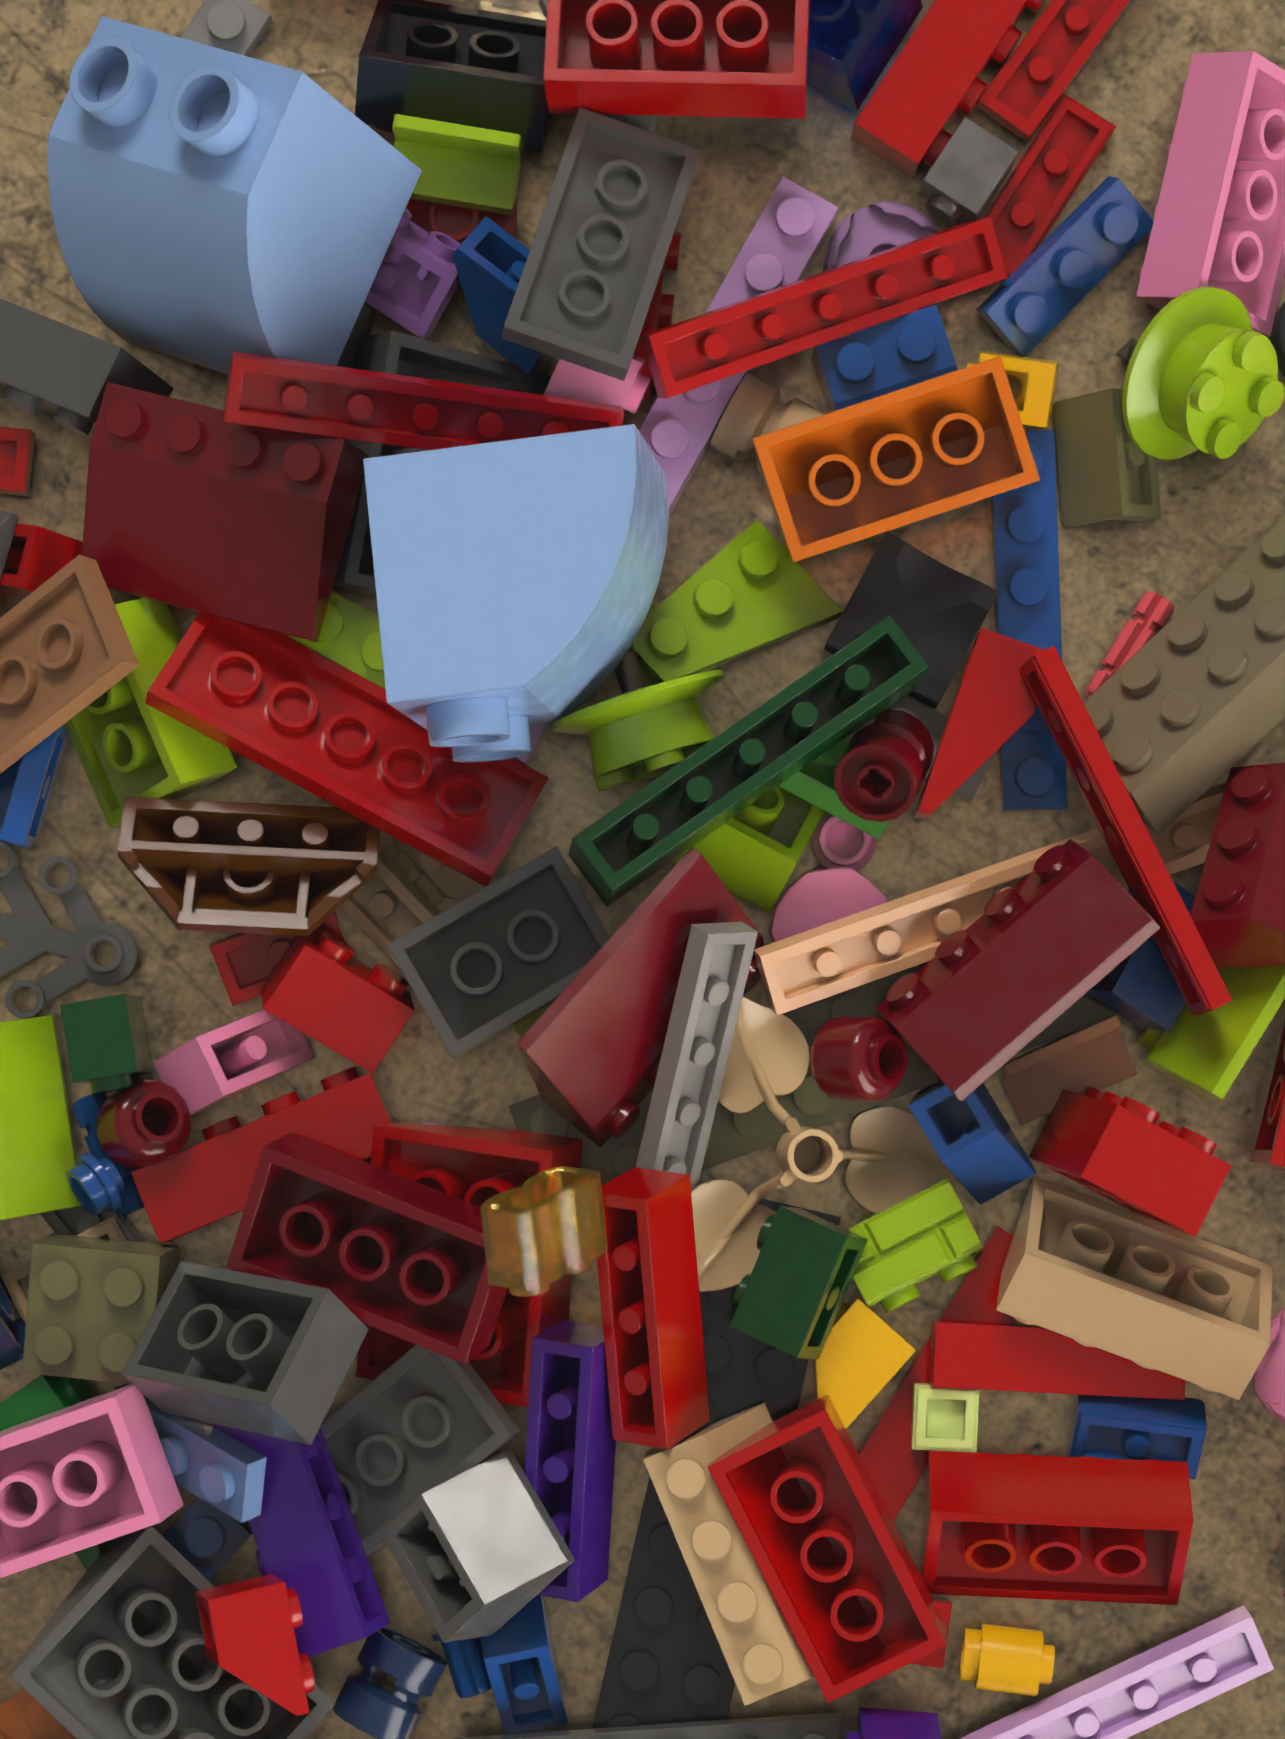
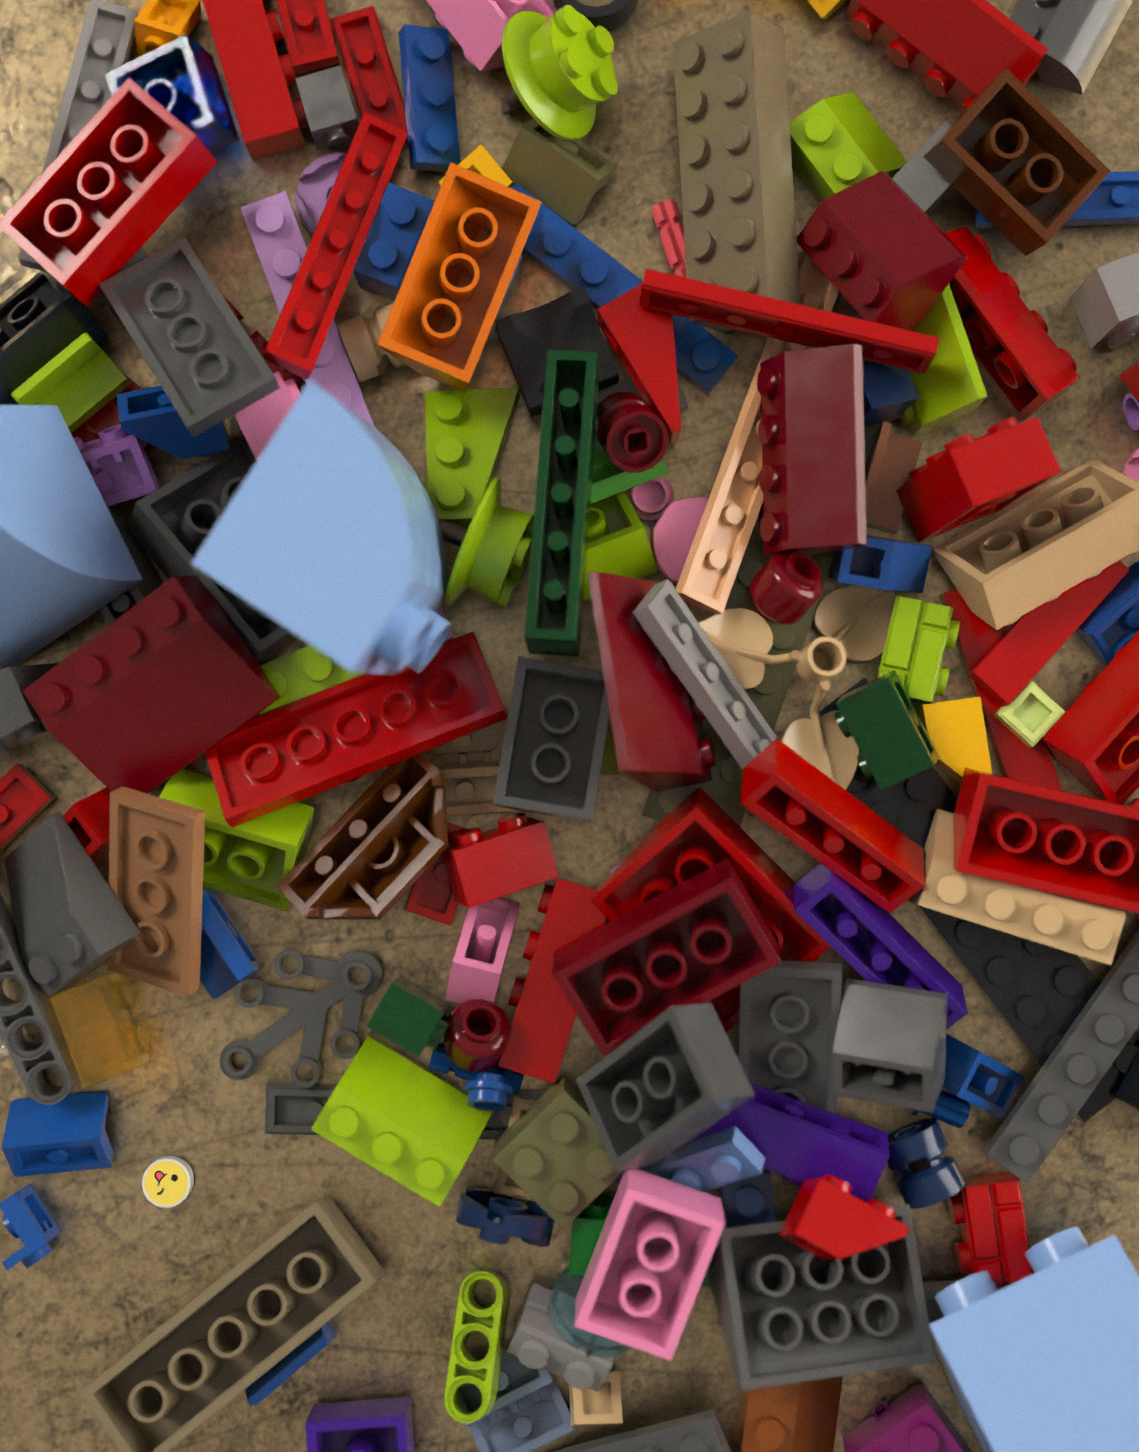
camera: 50 degrees left, 0 degrees up
(394, 406) = (165, 543): red plate -> none
(544, 1229) = (742, 848): clear yellow brick -> none

